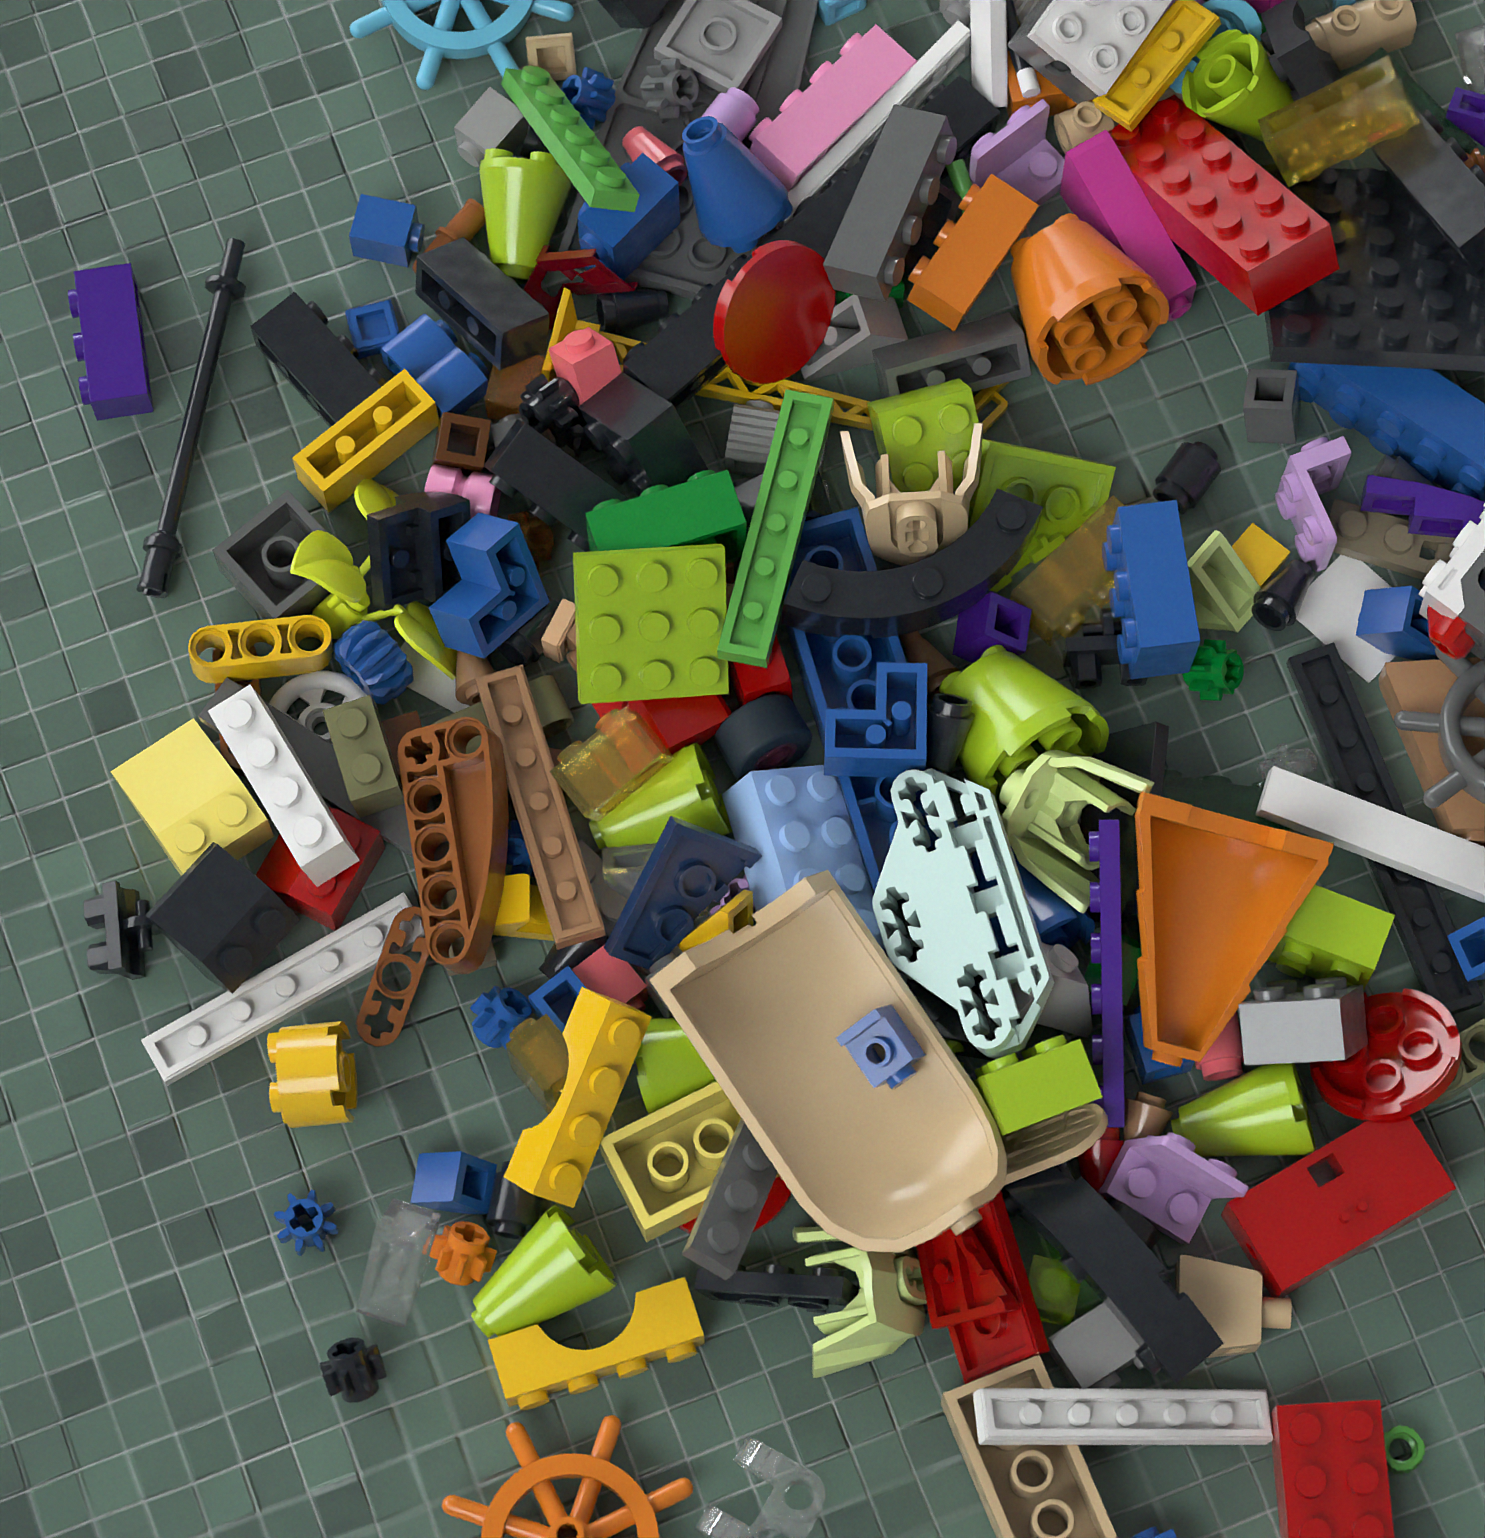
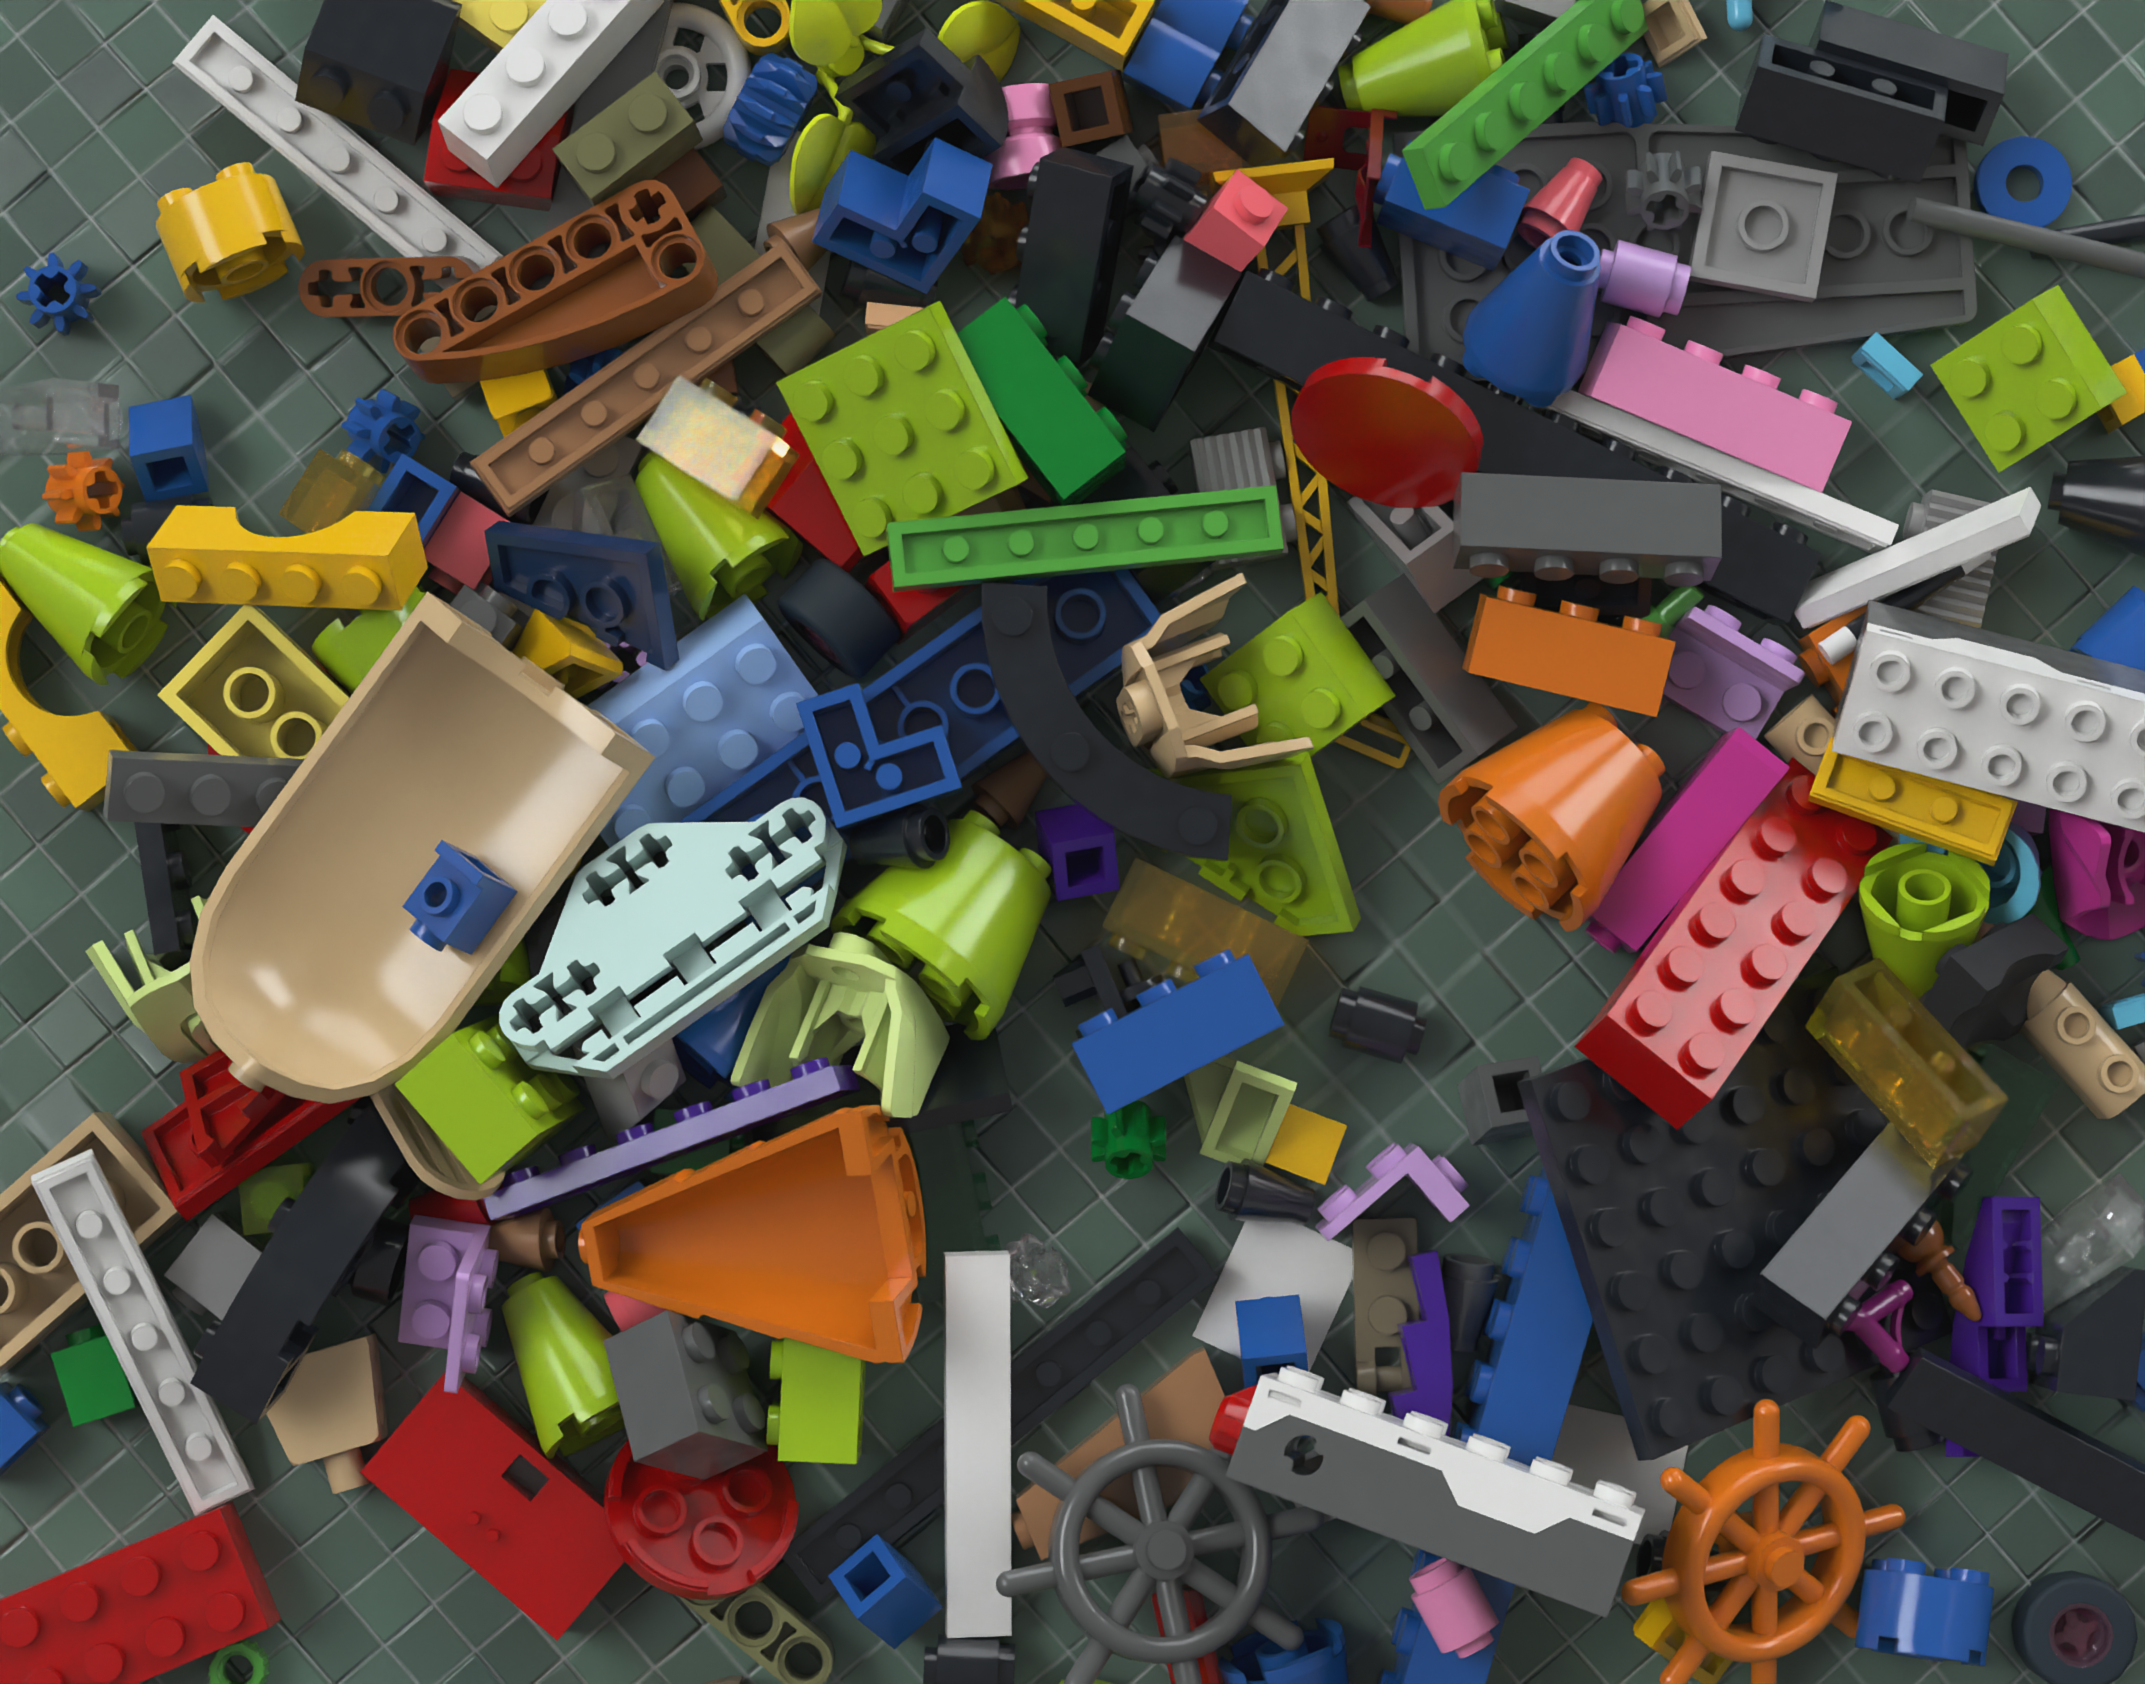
camera: 65 degrees right, 15 degrees up
(1141, 1475) = (92, 1377): none -> green brick

